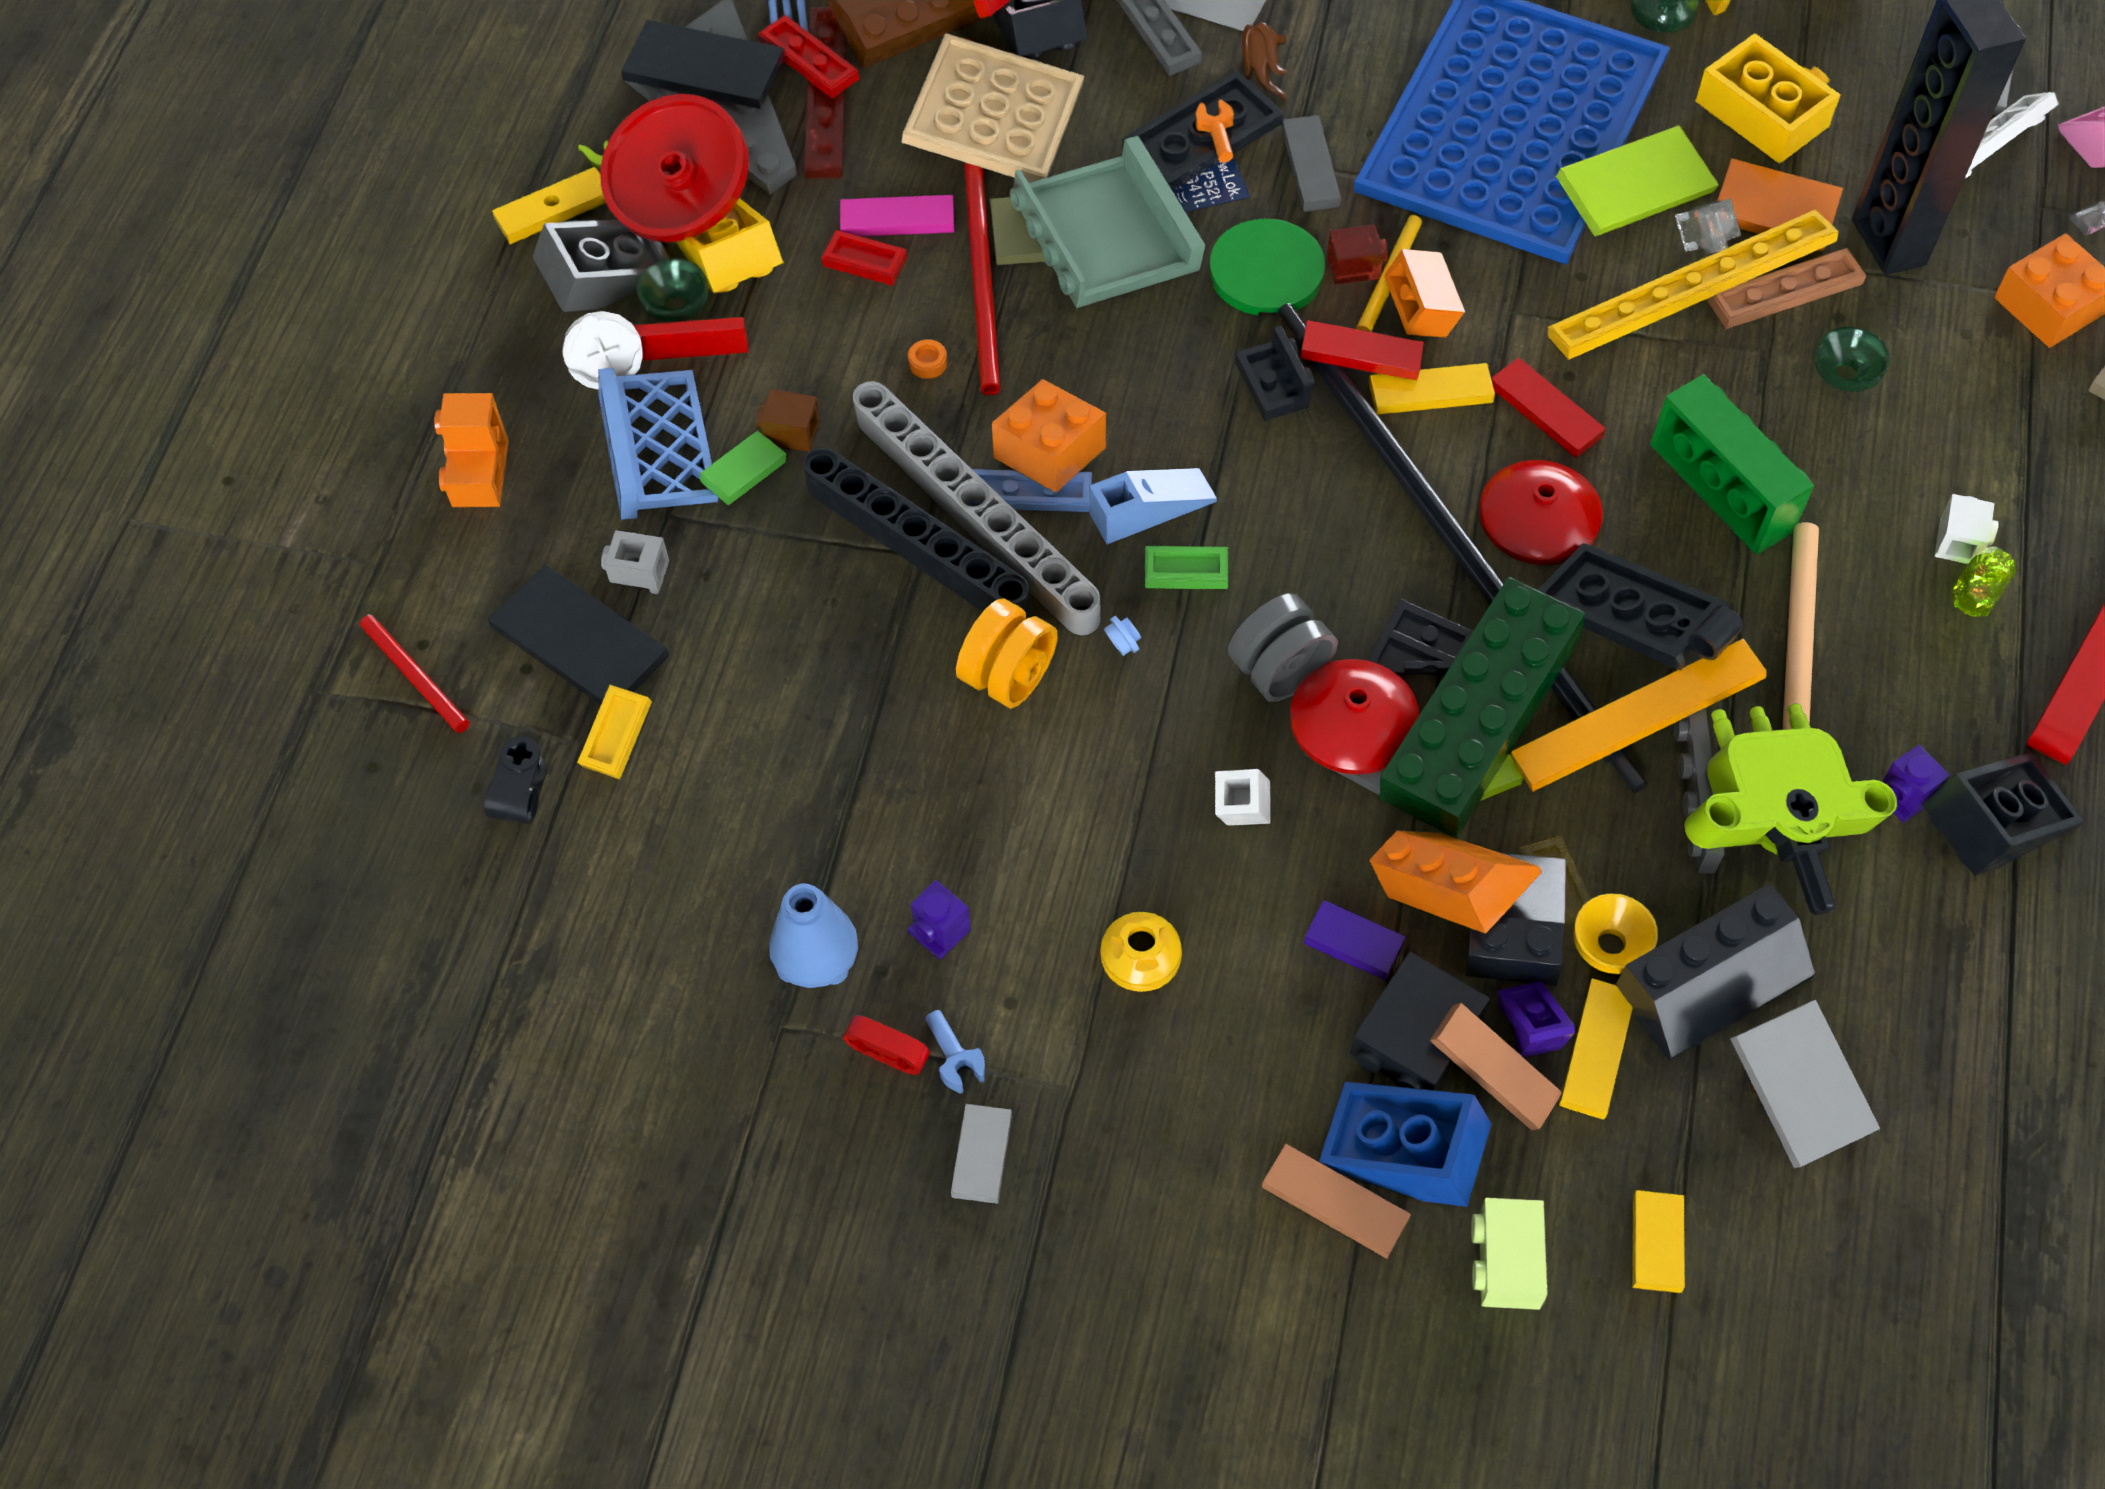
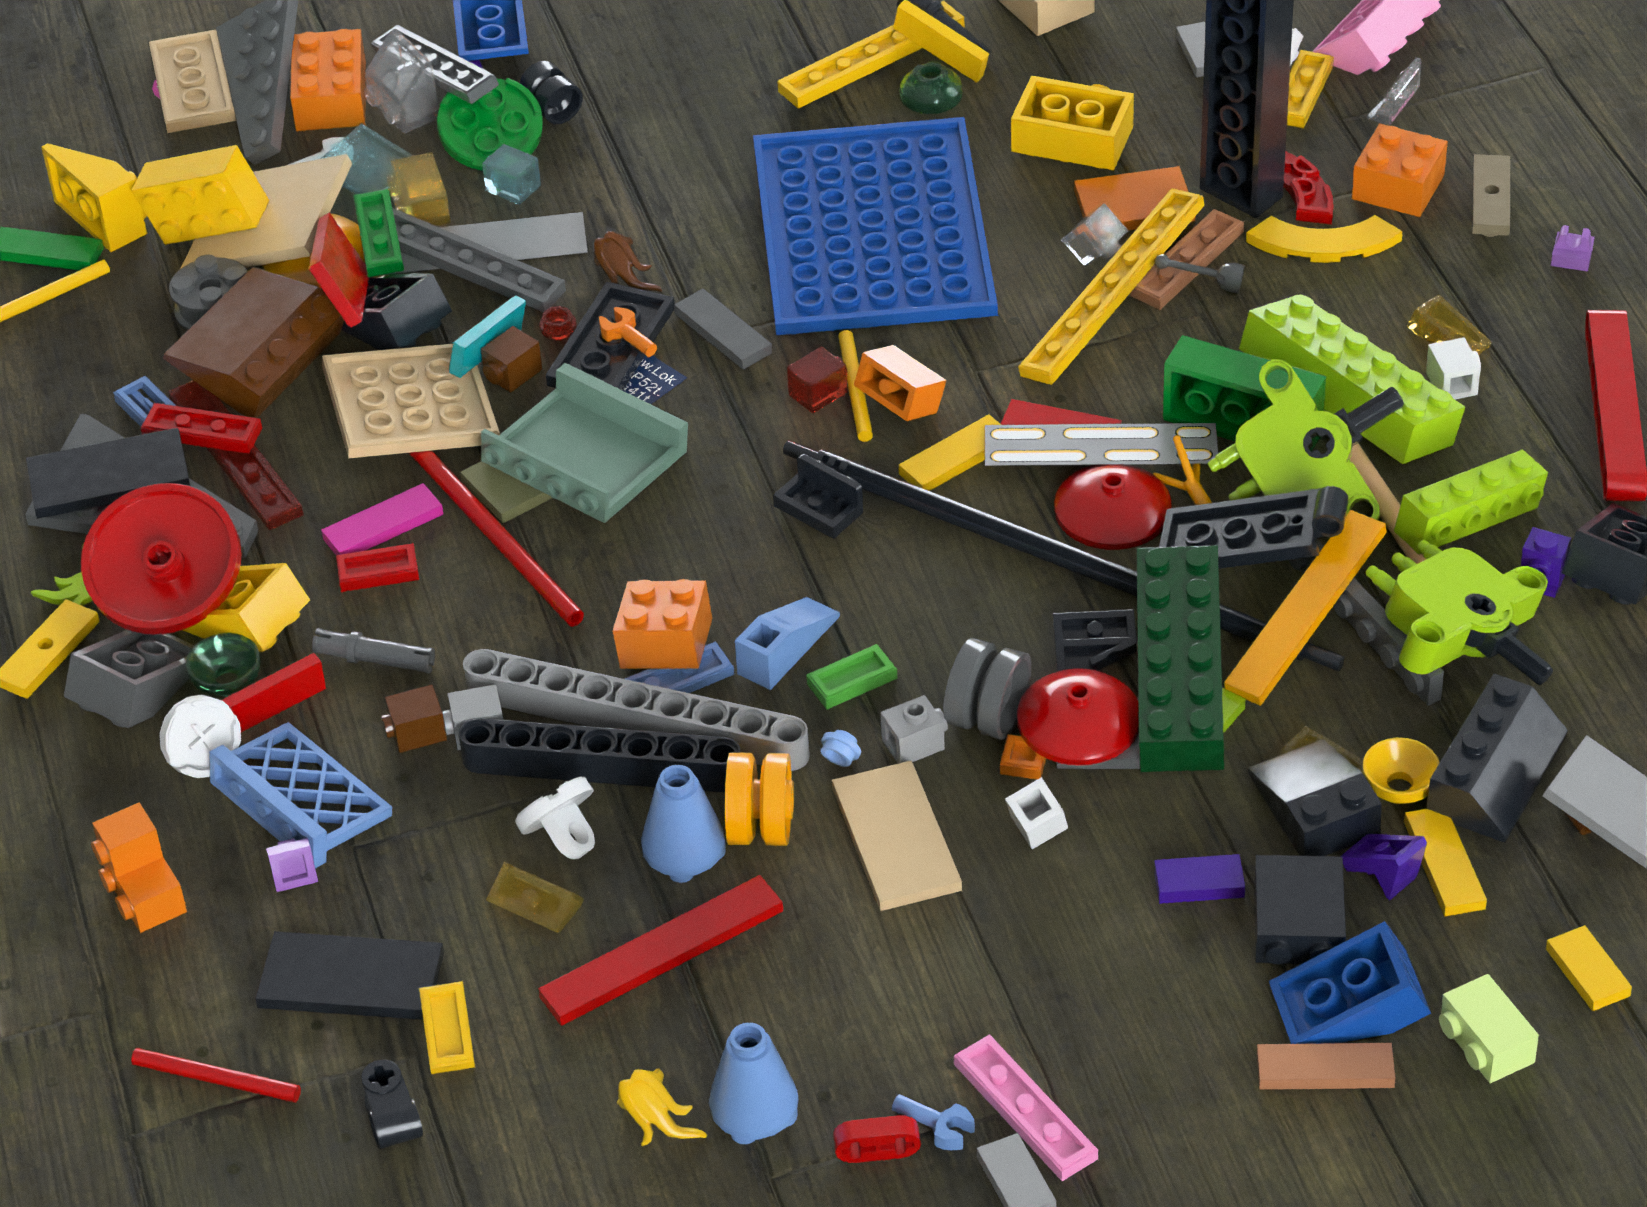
camera: 30 degrees left, 15 degrees down
(598, 507) = (292, 864): none -> medium lavender tile
(636, 560) = (360, 887): light grey brick -> none
(721, 905) = (649, 1103): none -> yellow piece
(743, 467) = (399, 774): bright green tile -> none
(774, 643) = (534, 898): none -> clear yellow slope
(792, 328) = (360, 648): none -> dark grey pin
(837, 576) = (560, 817): none -> white tile
(841, 752) = (660, 950): none -> red tile
(843, 435) = (470, 705): none -> light grey brick
(925, 646) = (681, 827): none -> medium blue cone
(927, 359) = (499, 620): orange tile -> none
(939, 919) = (850, 1025): dark purple brick -> none
(1040, 1086) = (1026, 1107): none -> bright pink tile
(1095, 78) = (467, 348): none -> teal tile
(1105, 109) = (511, 359): none -> reddish brown brick
(1115, 748) = (896, 835): none -> tan tile
(1139, 969) = (1033, 983): yellow piece -> none
(1170, 91) = (557, 323): none -> clear red plate
(1198, 652) = (913, 730): none -> light grey brick
(1267, 266) = (745, 422): green tile -> none
(1275, 729) = (1020, 759): none -> orange tile
(1362, 350) = (881, 446): red tile -> none
(1451, 877) = (1249, 787): orange slope -> none
(1496, 1066) = (1381, 902): nougat tile -> none
(1569, 445) = (1098, 444): none -> sticker
(1627, 528) = (1192, 484): none -> light orange plant
(1636, 180) = (1011, 227): lime tile -> none
(1717, 545) = (1279, 440): none -> lime piece
(1810, 326) = (1228, 275): none -> dark grey hinge
(1855, 349) = (1277, 278): clear green piece -> none
(1857, 494) = (1354, 374): none -> lime brick
(1880, 683) = (1471, 501): none -> lime brick
(1933, 336) = (1324, 244): none -> yellow tile
(1955, 265) = (1308, 190): none -> red tile
(1984, 581) = (1494, 397): clear neon green rock -> none
(2000, 469) = (1436, 315): none -> clear yellow slope
(2022, 158) = (1305, 85): none -> yellow tile

